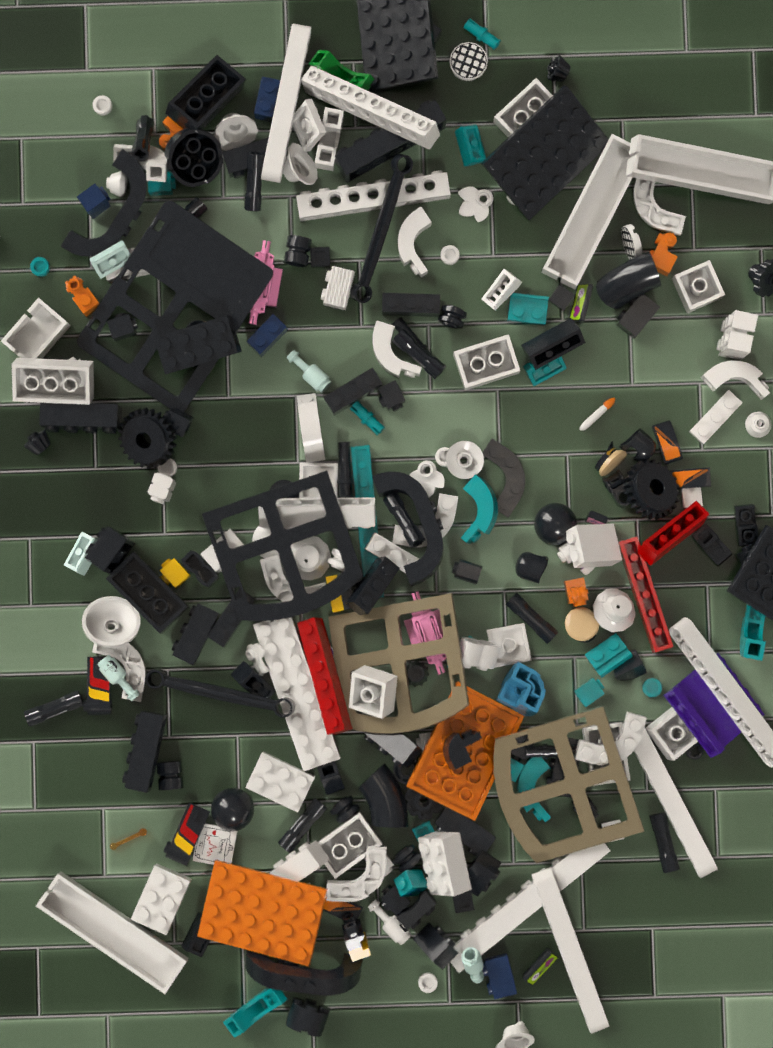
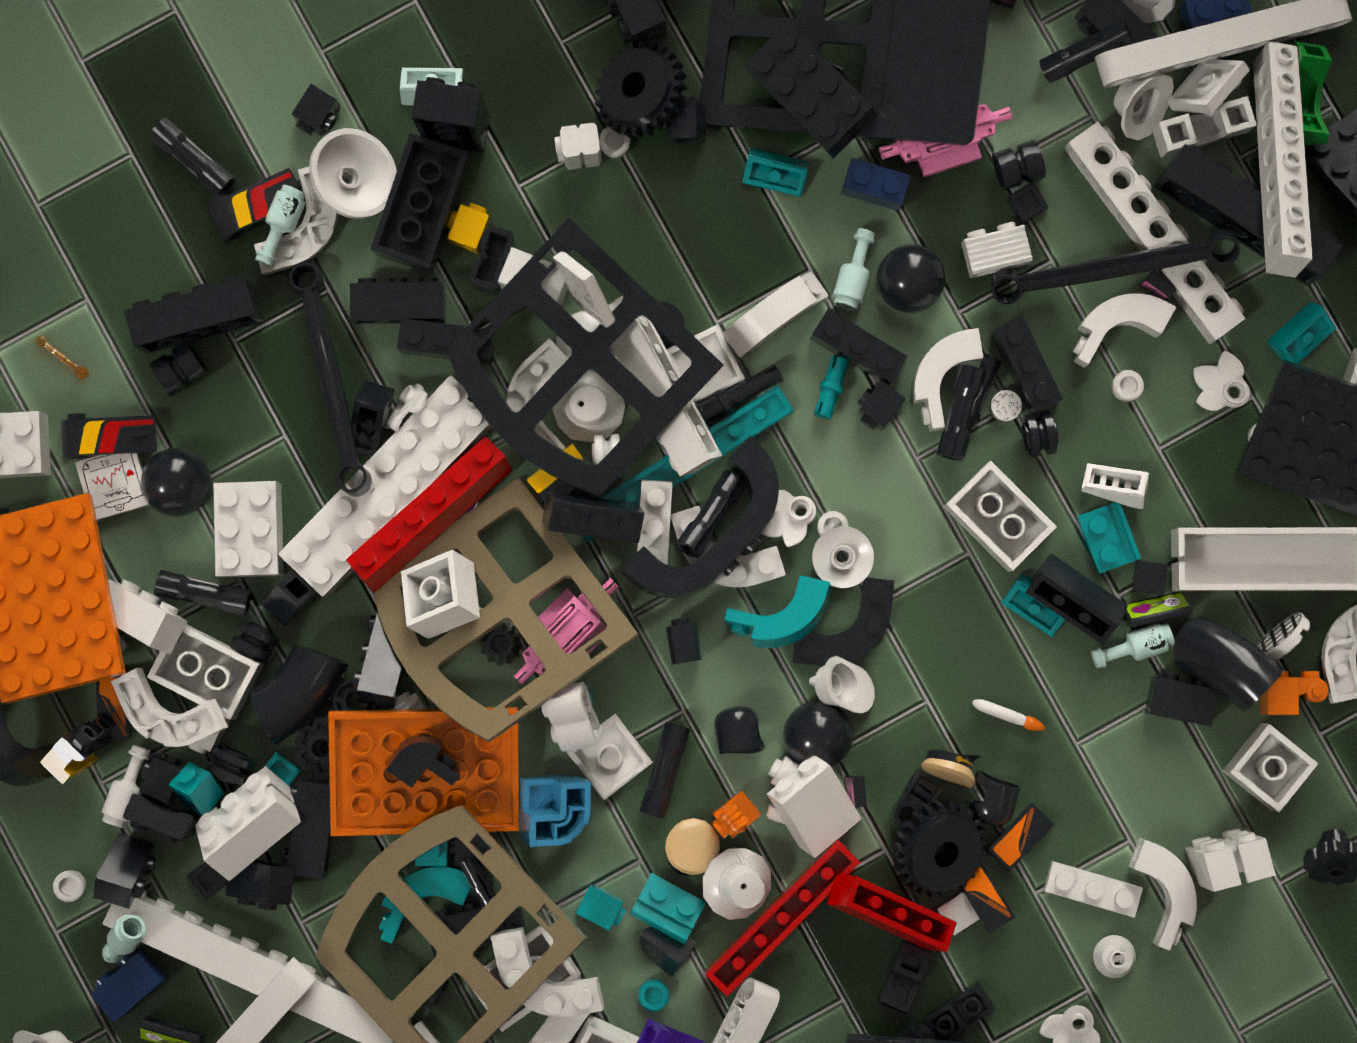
camera: 65 degrees right, 0 degrees up
(64, 625) = (316, 111): none -> black brick
(231, 386) = (775, 172): none -> teal slope
(246, 525) = (584, 289): none -> white tile
(329, 343) = (911, 278): none -> black piece
(403, 210) = (1157, 286): none -> black tile
(426, 327) = (1005, 405): none -> white tile
(535, 495) = (844, 685): none -> white piece
(595, 321) = (1140, 643): none -> light aqua piece

